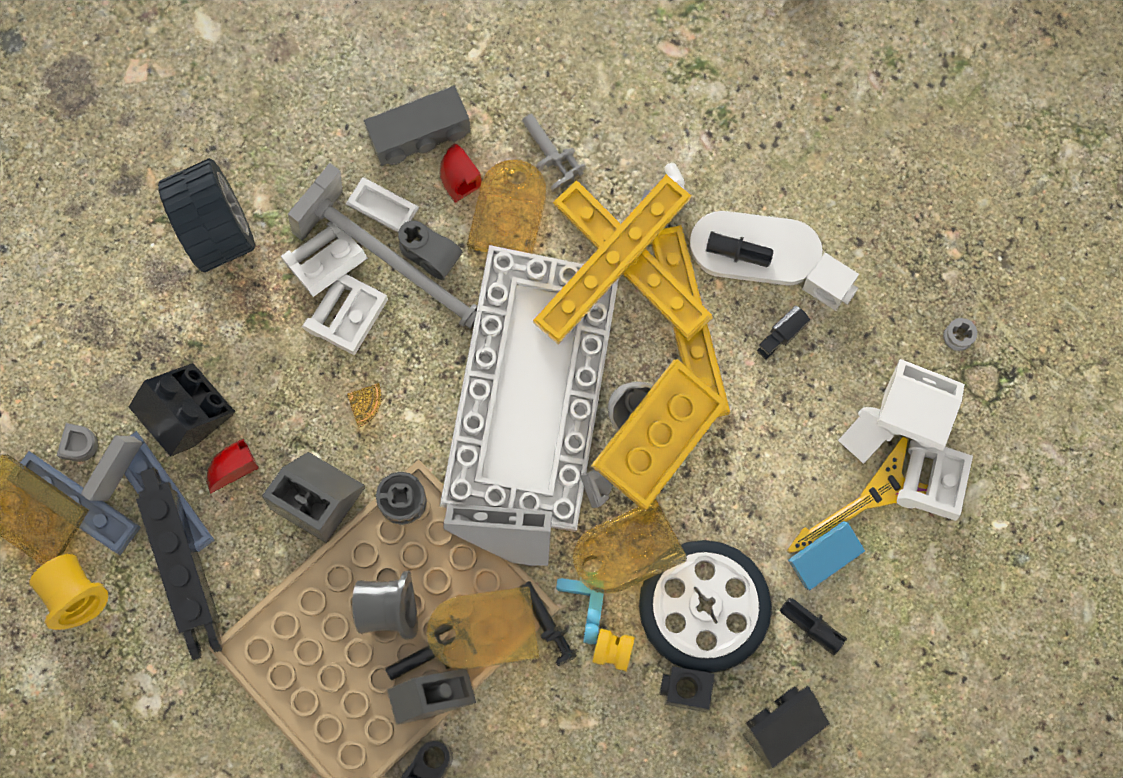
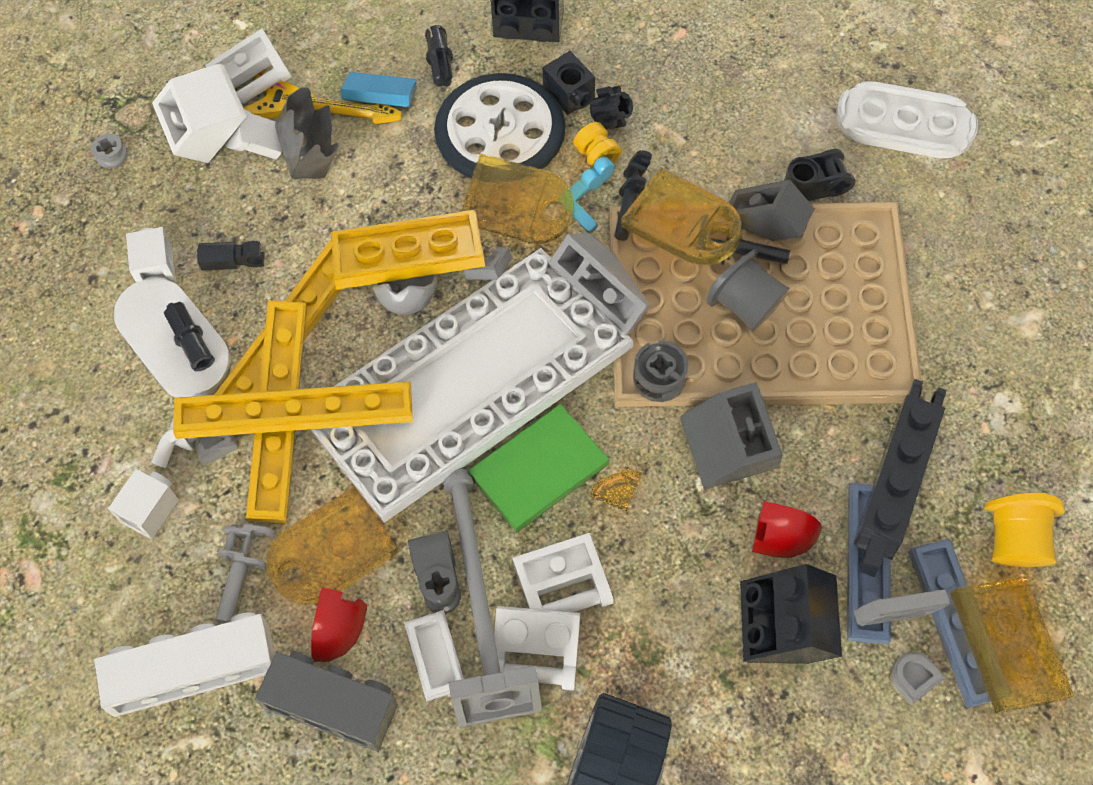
camera: 135 degrees left, 10 degrees down
(428, 372) = (538, 468): none -> bright green tile
(519, 76) = (184, 664): none -> white brick
(634, 693) = (611, 107): none -> black gear
(647, 134) = (144, 502): none -> white brick
(827, 474) = (315, 126): none -> flat silver piece

